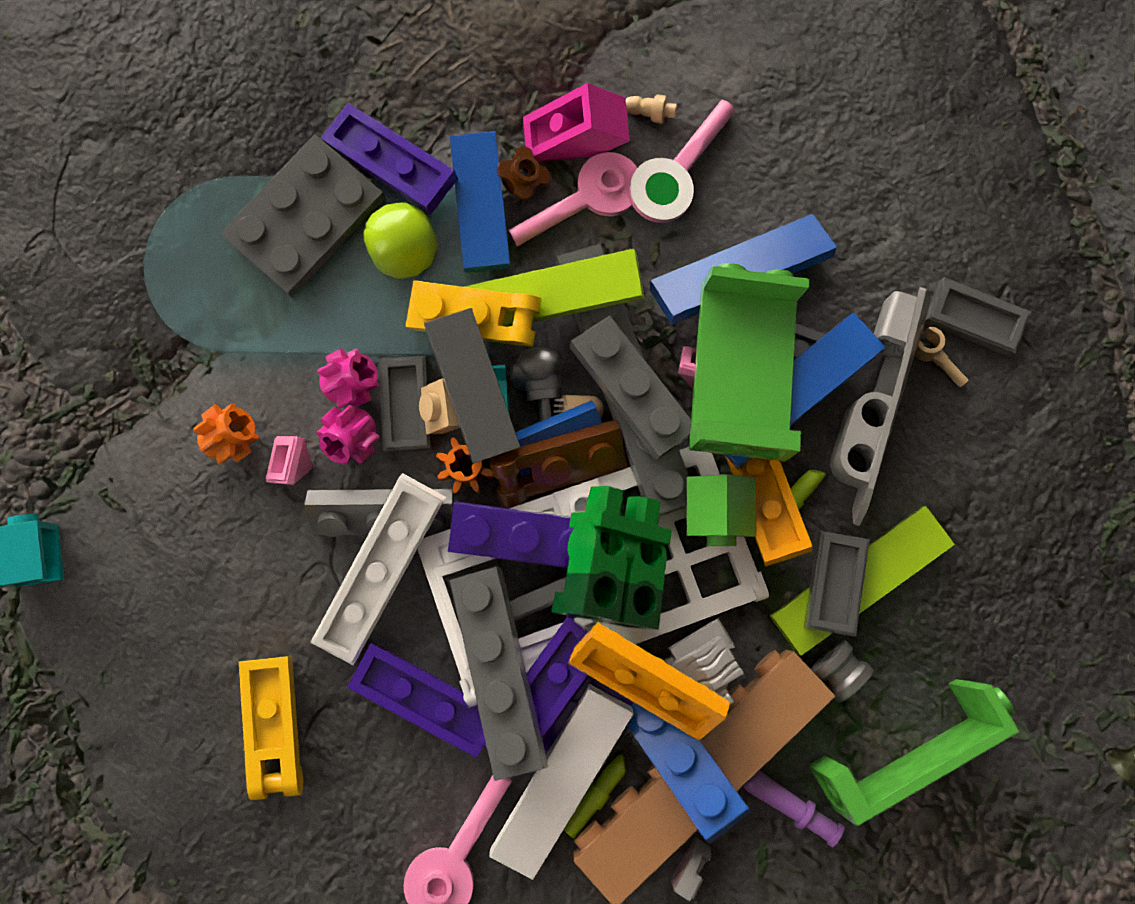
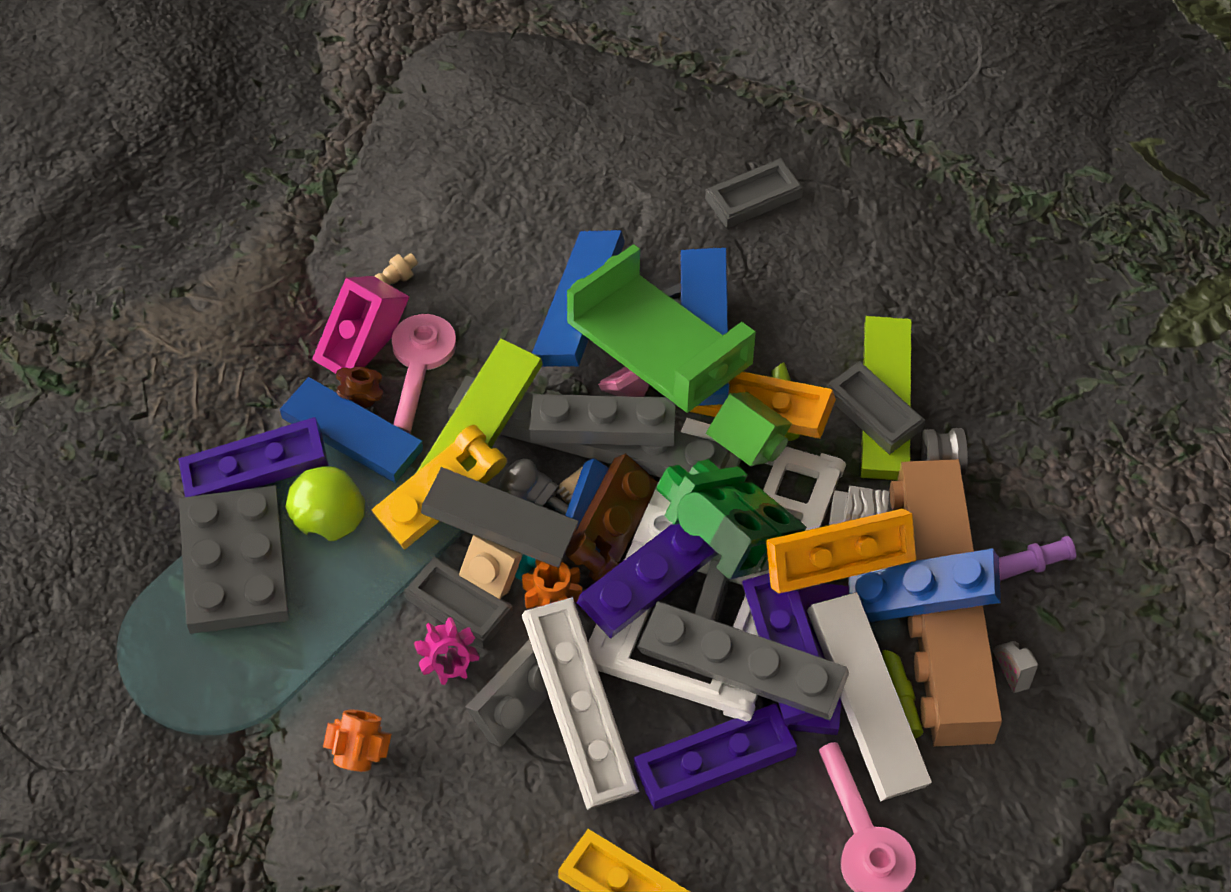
camera: 50 degrees left, 25 degrees down
(288, 461) = (420, 716): bright pink slope -> none
(348, 377) = (400, 617): dark pink gear -> none
(663, 186) = (462, 307): piece -> none
(900, 331) = (773, 301): light grey panel -> none
(938, 356) = (750, 235): tan hand -> none
(986, 726) = (1035, 495): bright green panel -> none

